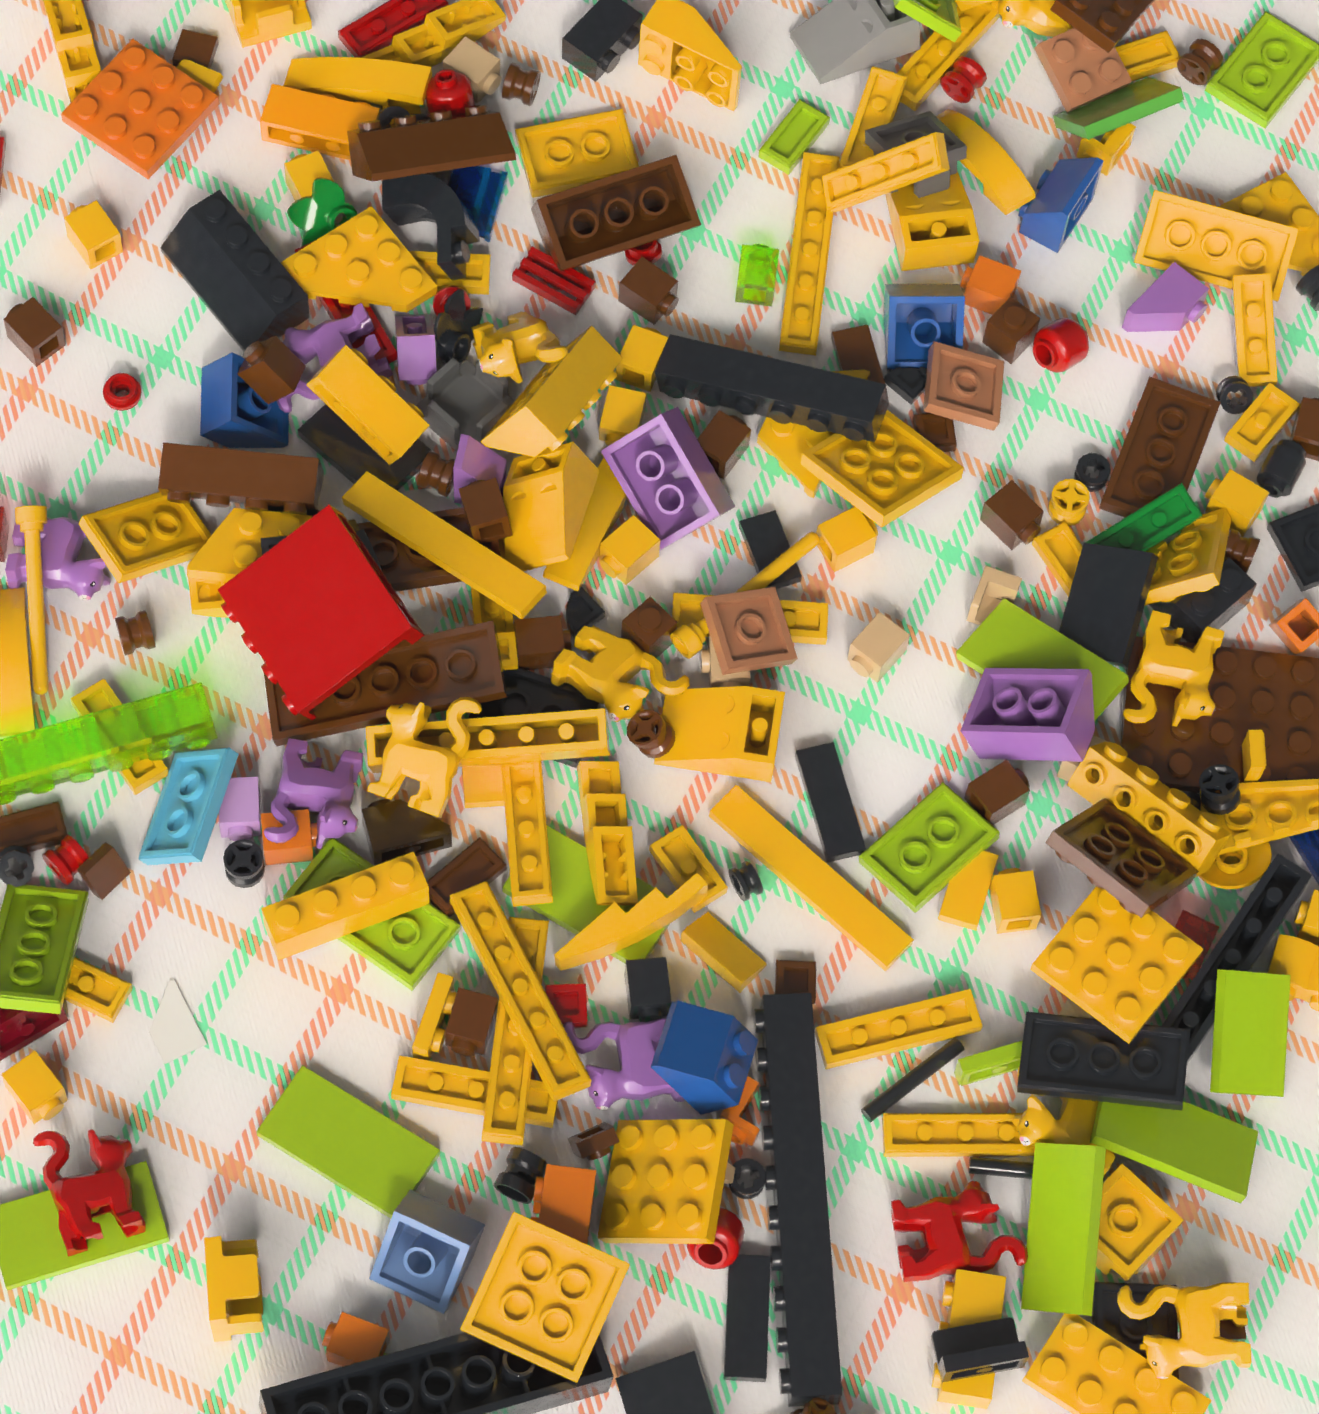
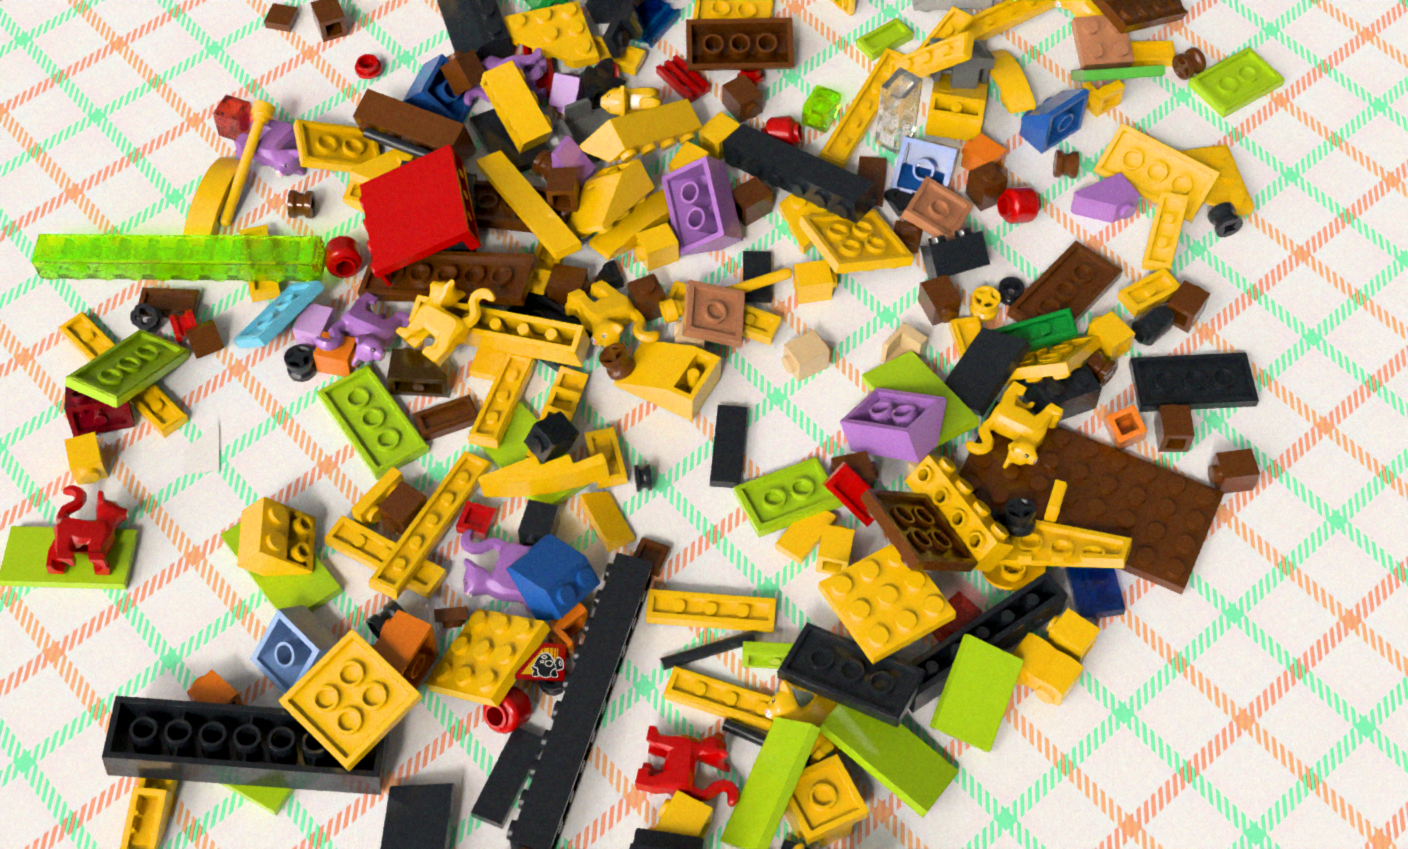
camera: 25 degrees right, 10 degrees down
(230, 694) = (343, 257): none -> red head
(233, 1287) = (135, 631): yellow panel -> none
(243, 511) = (395, 143): none -> black bar
(337, 1118) = (276, 539): none -> yellow slope
(345, 905) = (350, 405): yellow brick -> none
(520, 991) = (445, 498): yellow tile -> none
(627, 873) = (551, 437): none -> black brick
(722, 327) = (785, 129): none -> red head
(742, 1168) = (544, 664): none -> sticker
(811, 878) = (693, 492): yellow tile -> none
(868, 258) = (898, 109): none -> clear brick
(963, 79) = (1015, 32): red wheel -> none
(1009, 445) = (954, 254): none -> black brick
(1014, 821) = (848, 488): none -> red tile
(1097, 265) = (1066, 164): none -> reddish brown wheel
(1233, 384) = (1135, 260): black bush -> none

